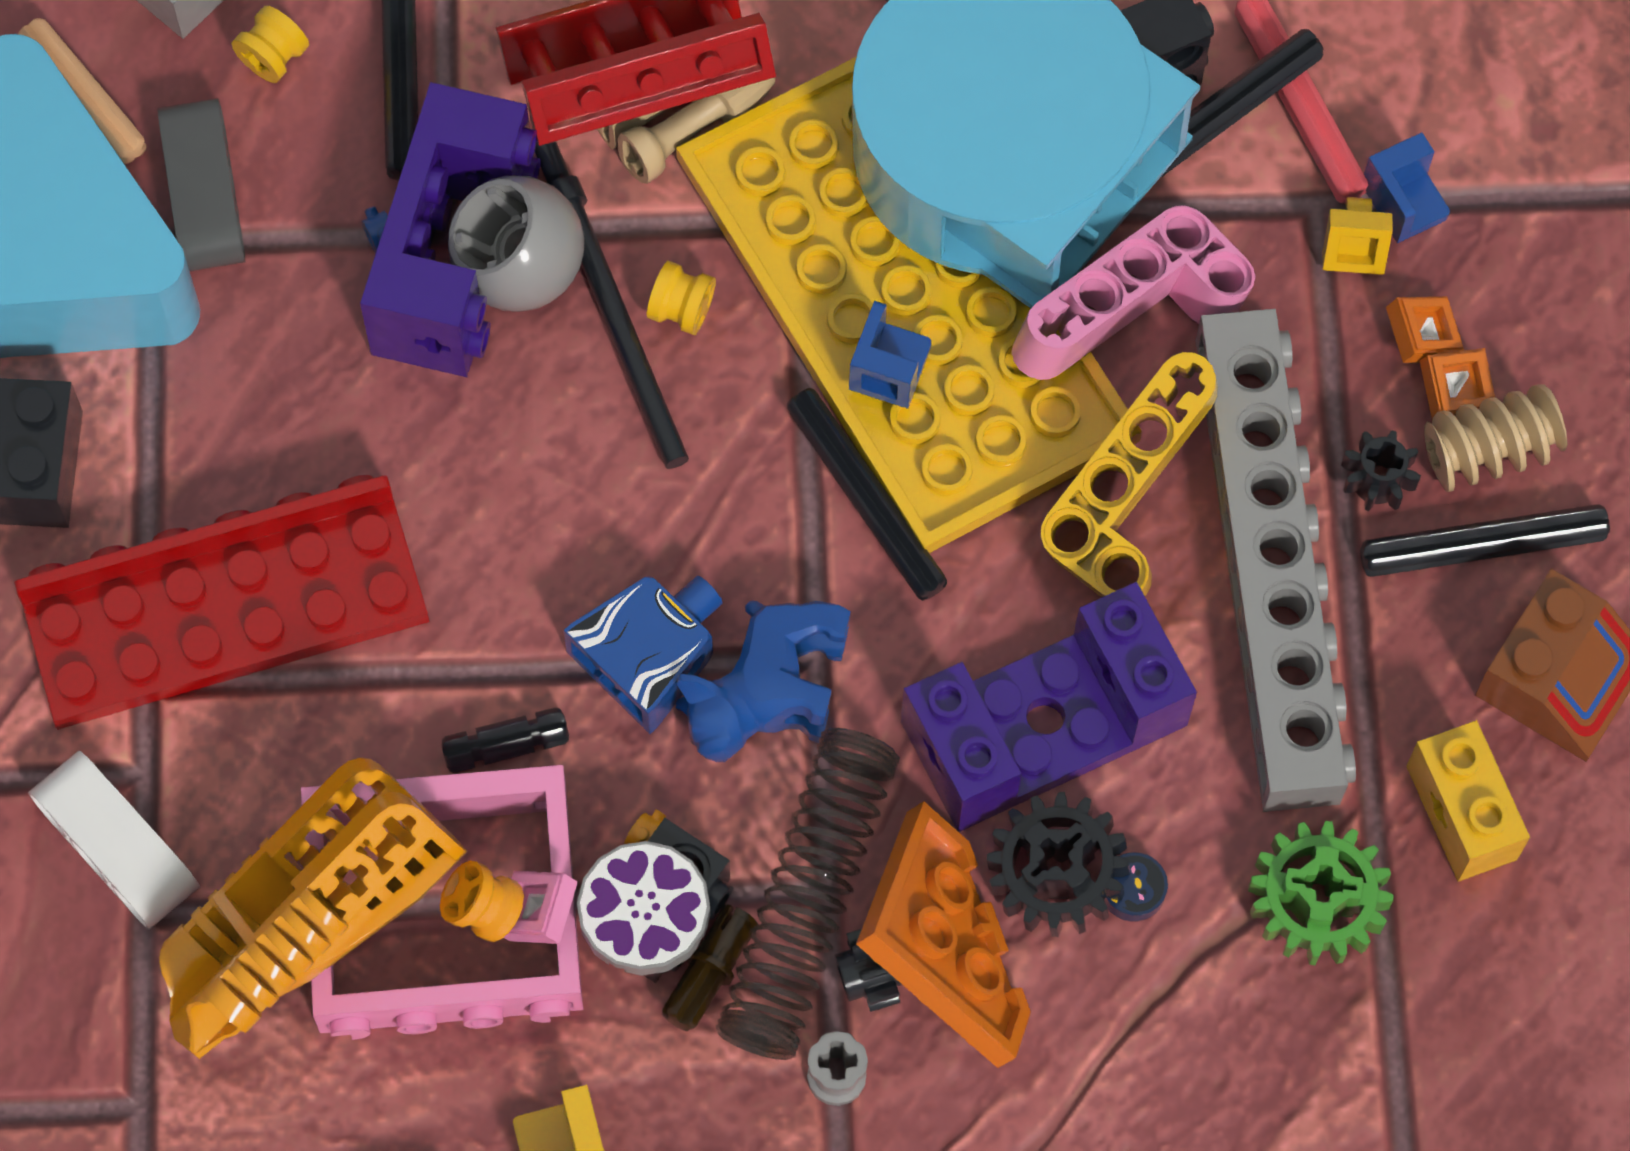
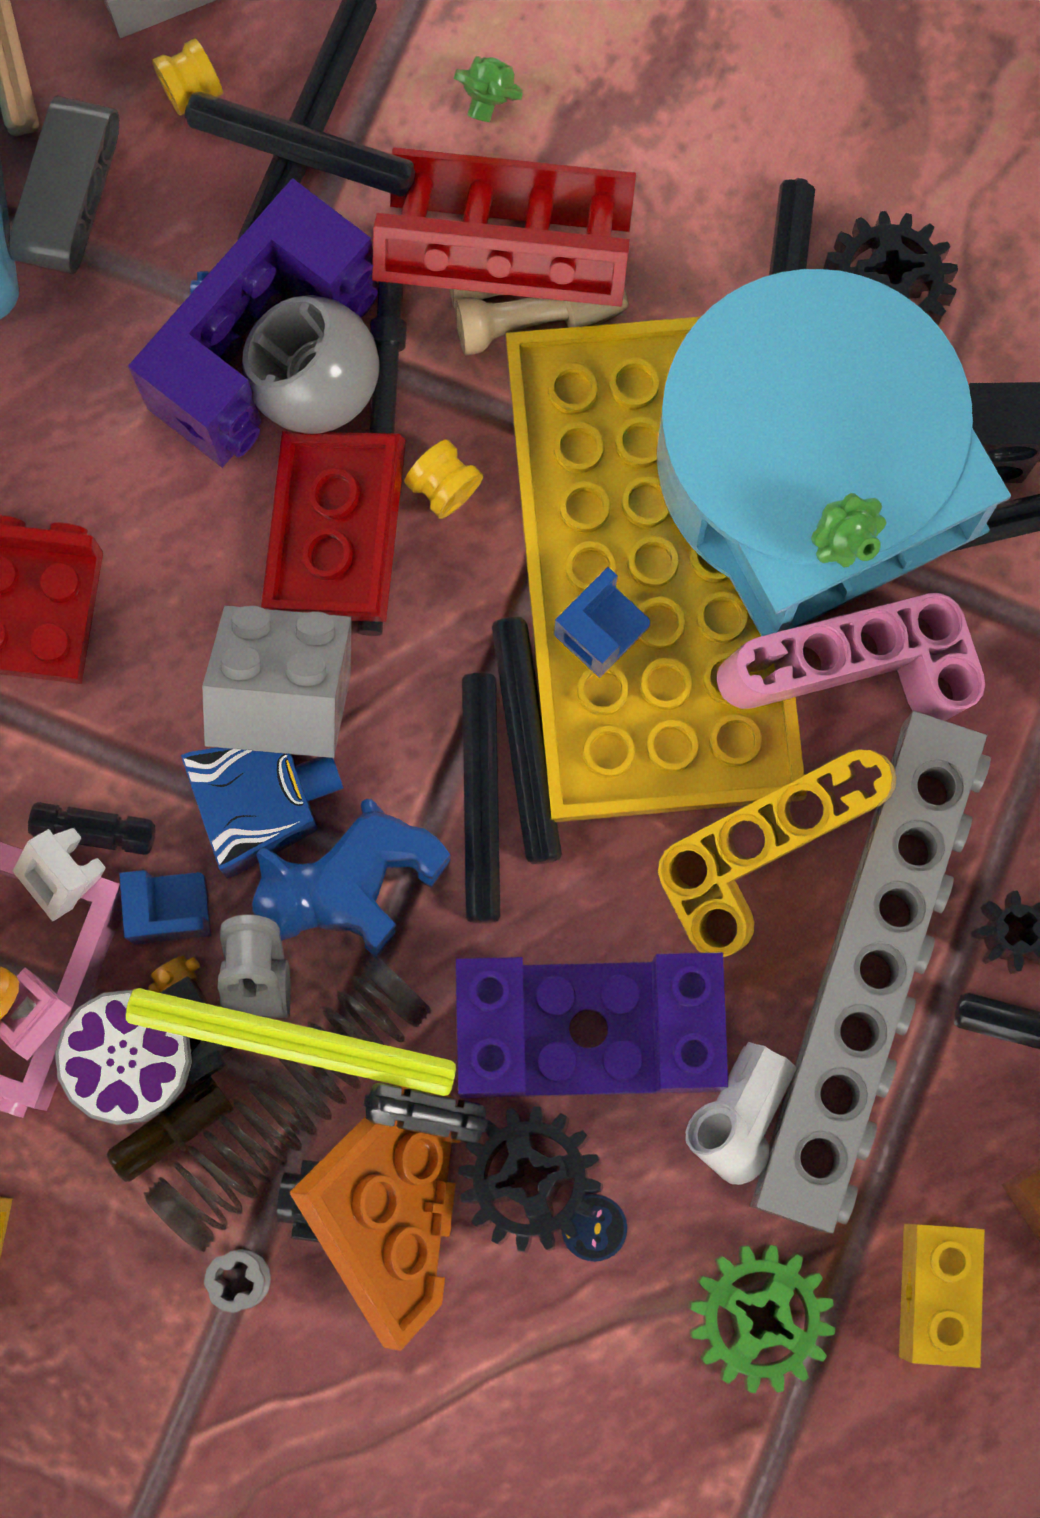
camera: 25 degrees right, 10 degrees up
(407, 58) = (300, 143): none -> black axle
(503, 773) = (52, 873): none -> white tile
(600, 381) = (334, 524): none -> red tile
(608, 779) = (164, 907): none -> blue panel
(622, 526) = (277, 681): none -> light grey brick
(718, 790) = (254, 968): none -> light grey piece
(791, 822) = (290, 1041): none -> neon yellow axle
(850, 561) = (481, 798): none -> black axle
(940, 835) = (425, 1113): none -> black axle
(1078, 167) = (849, 530): none -> bright green plant
(1216, 737) = (732, 1128): none -> white piece

